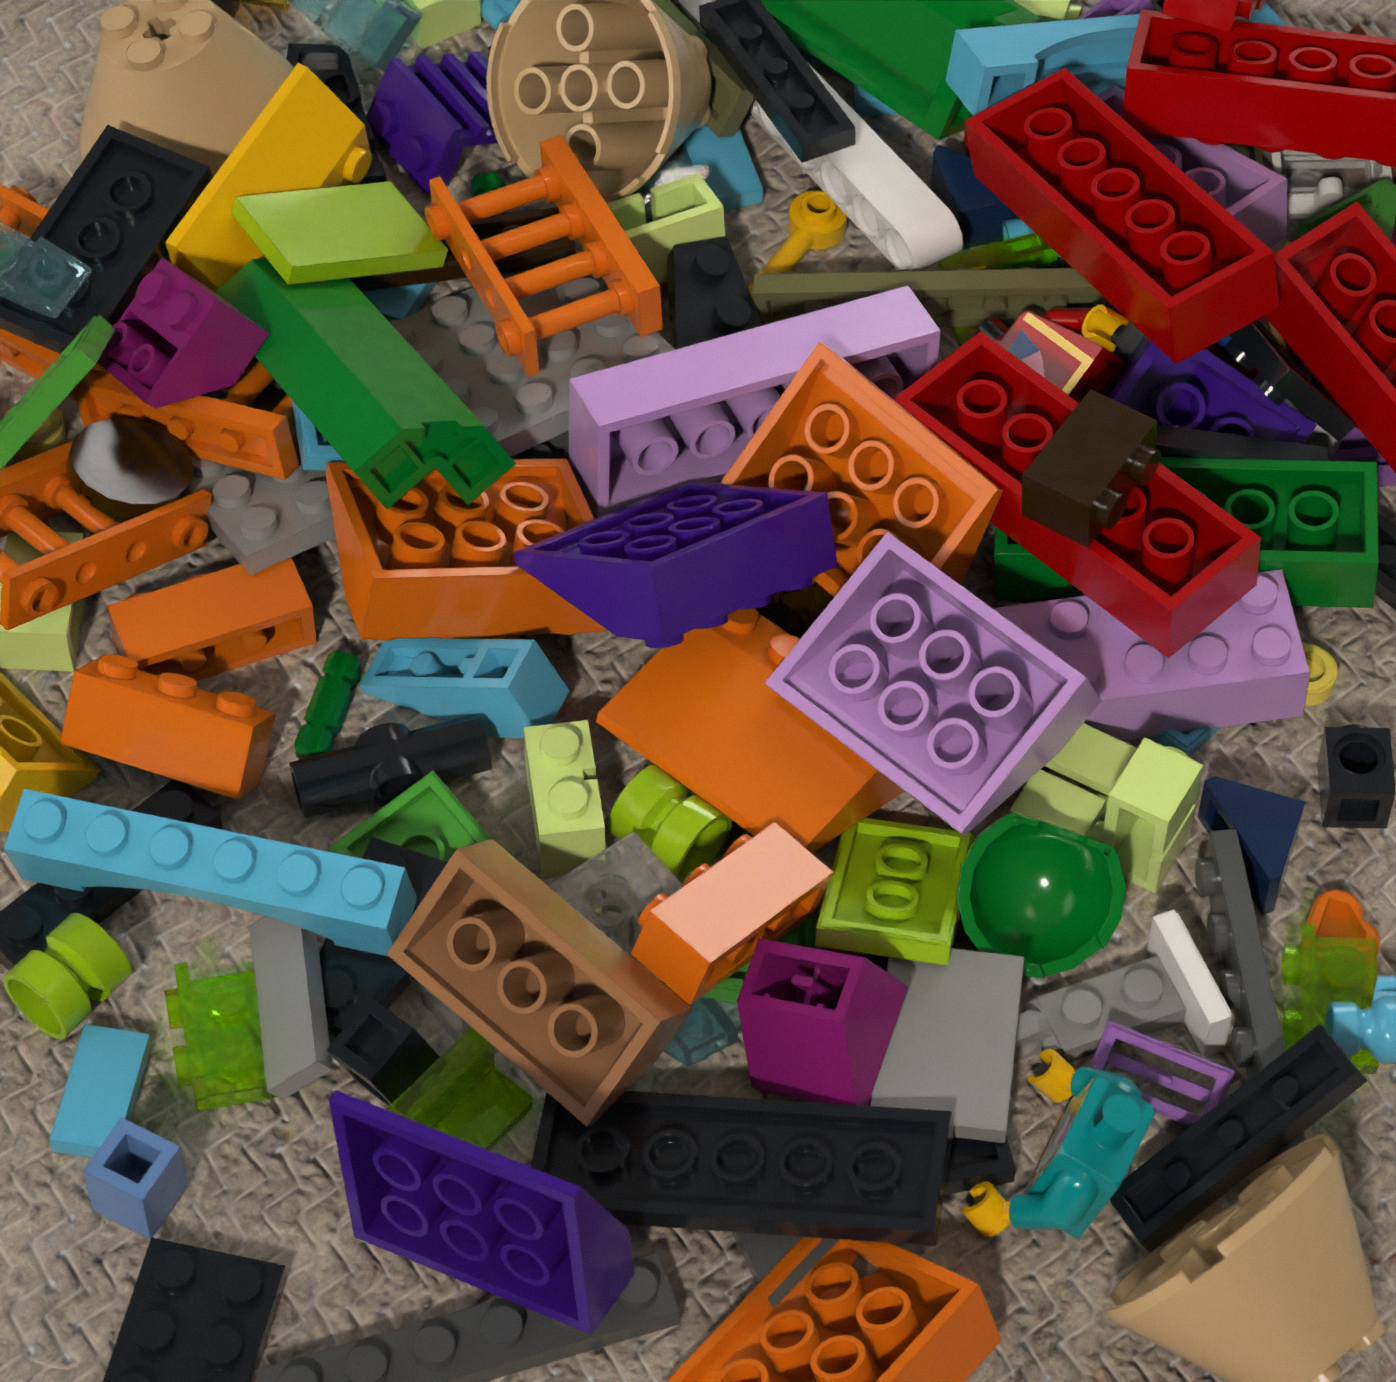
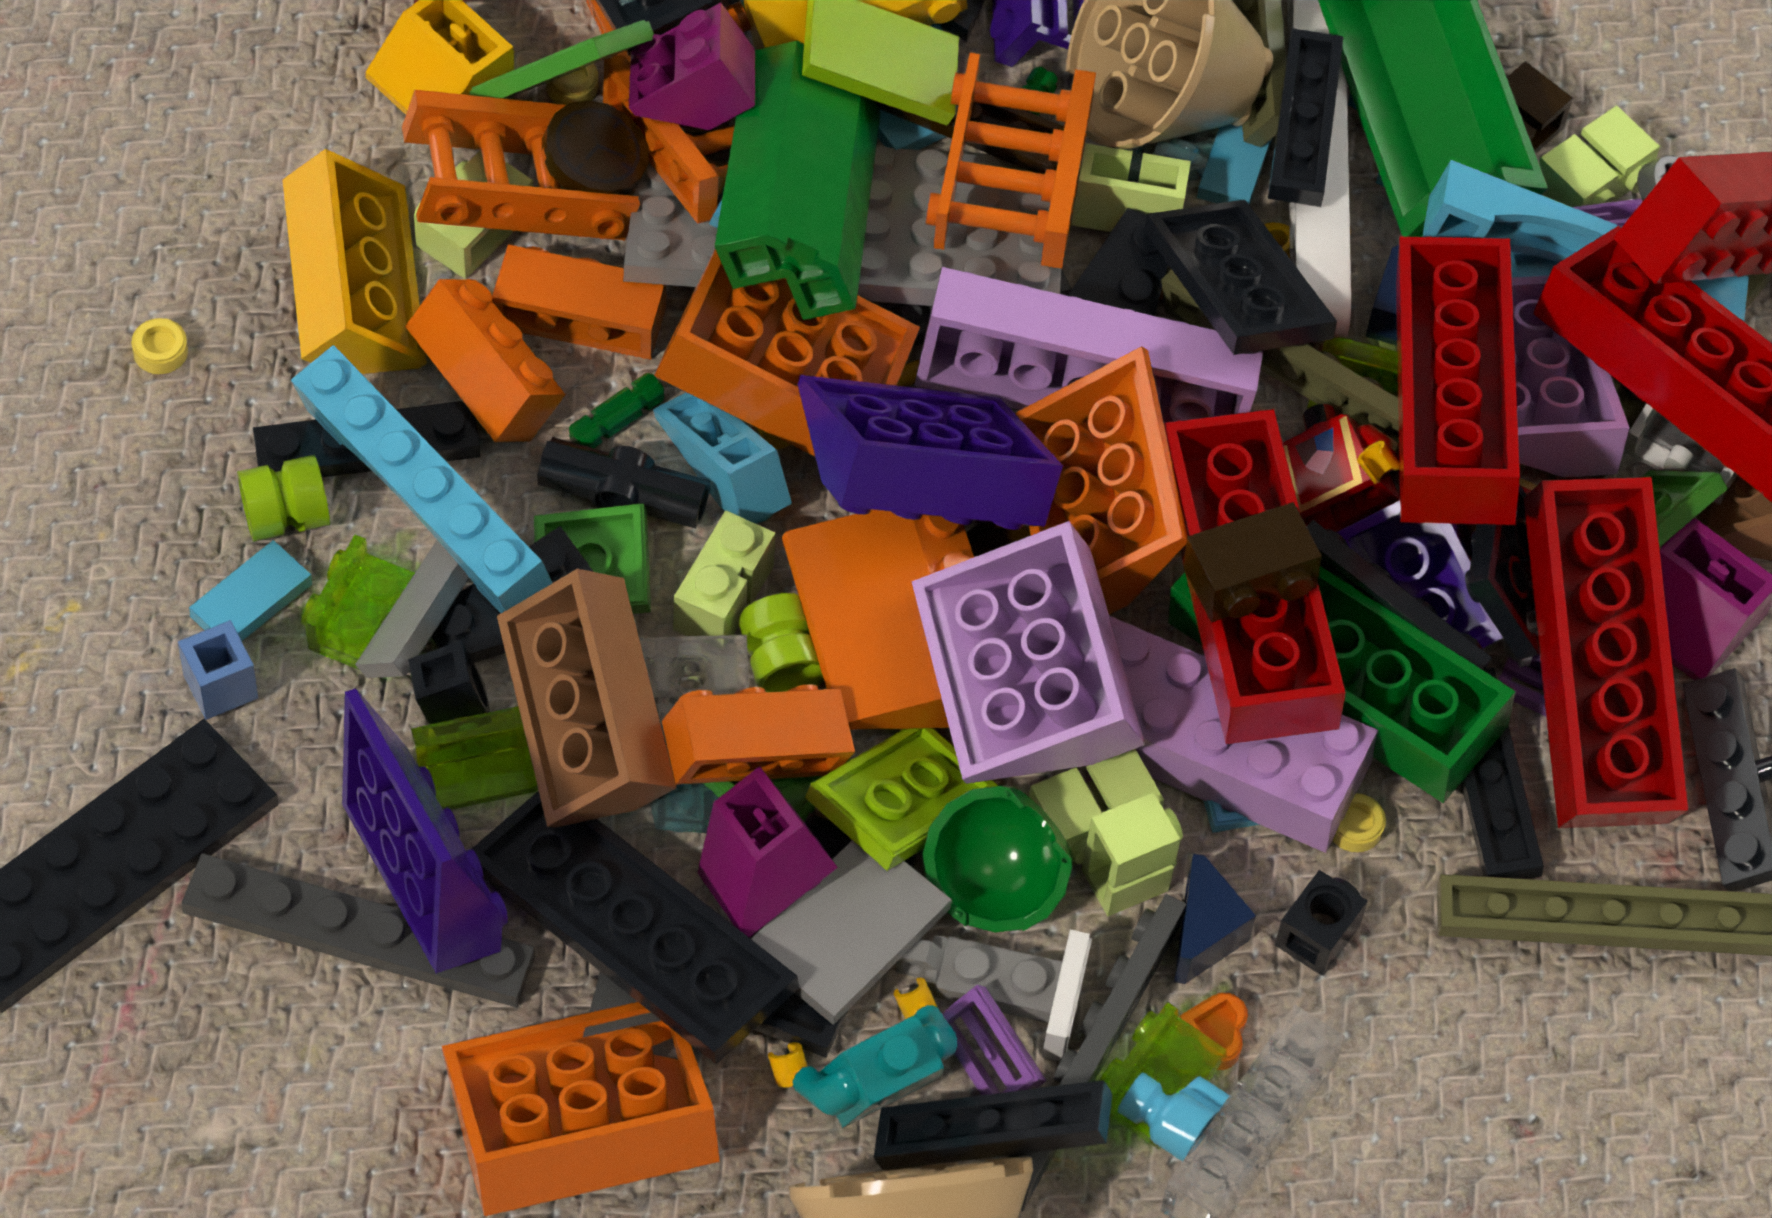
camera: 30 degrees right, 5 degrees up
(839, 242) = (1240, 277): none -> black plate

